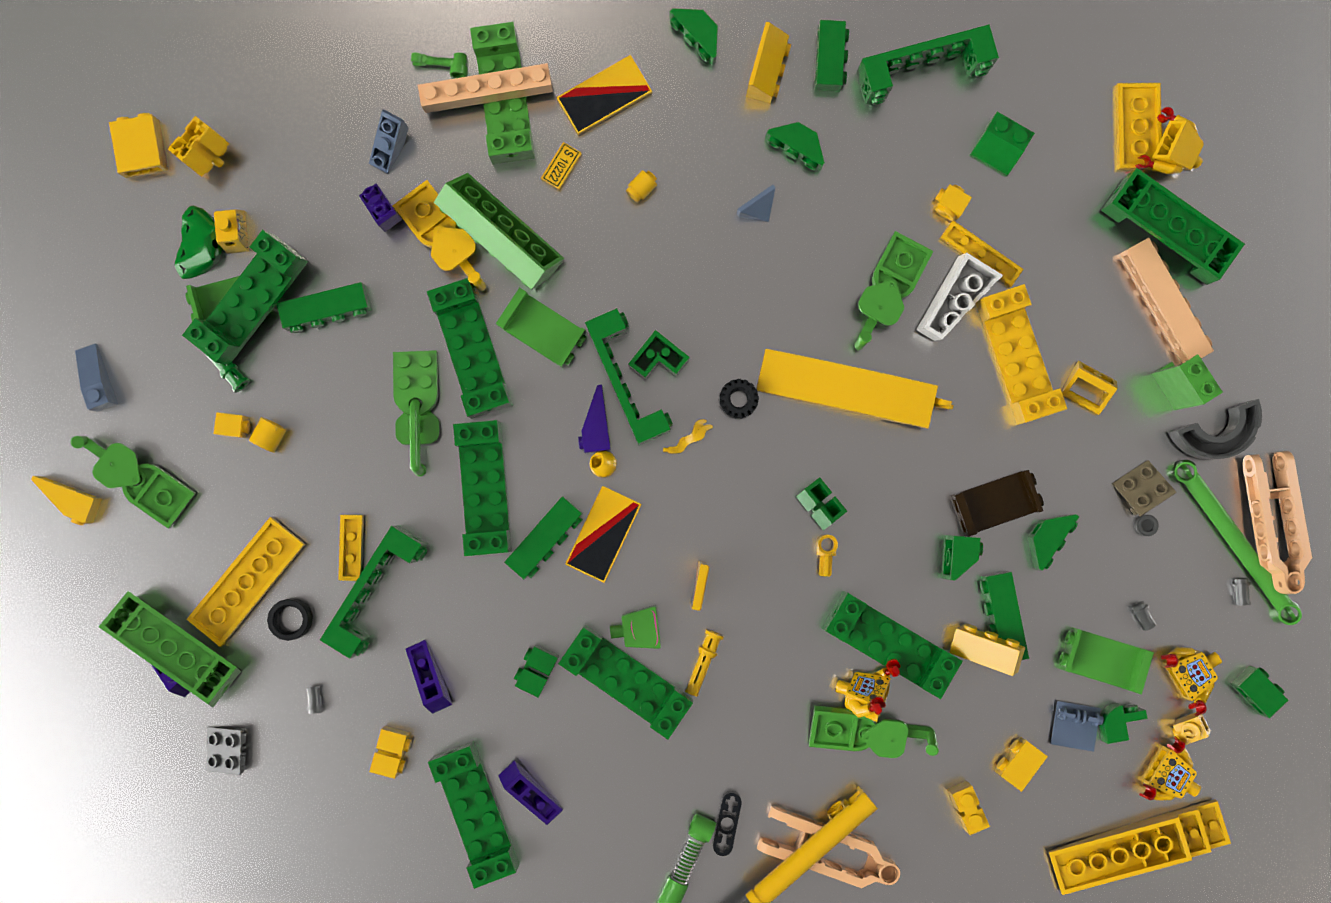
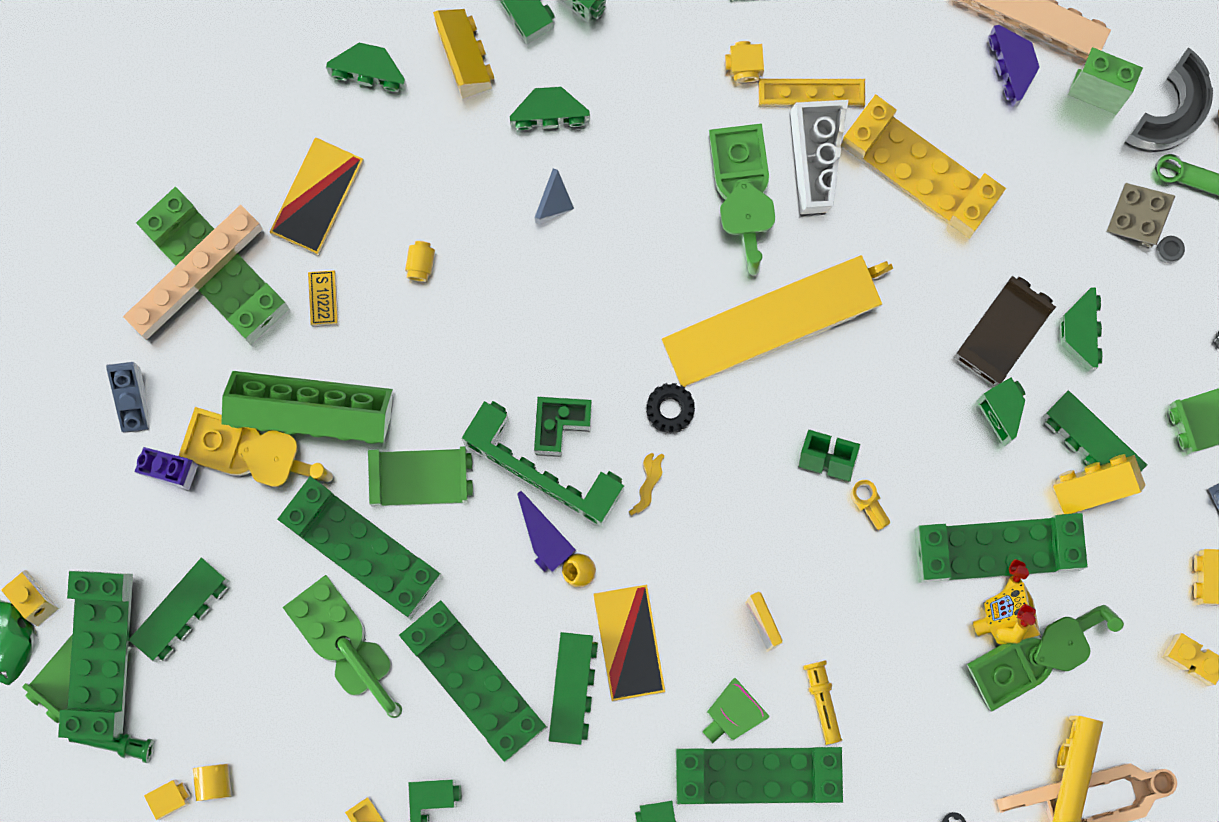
camera: 30 degrees left, 5 degrees down
(457, 64) = (144, 269): bright green brick -> none
(1095, 378) = (1012, 138): yellow tile -> none
(1133, 327) = (1015, 62): none -> dark purple slope

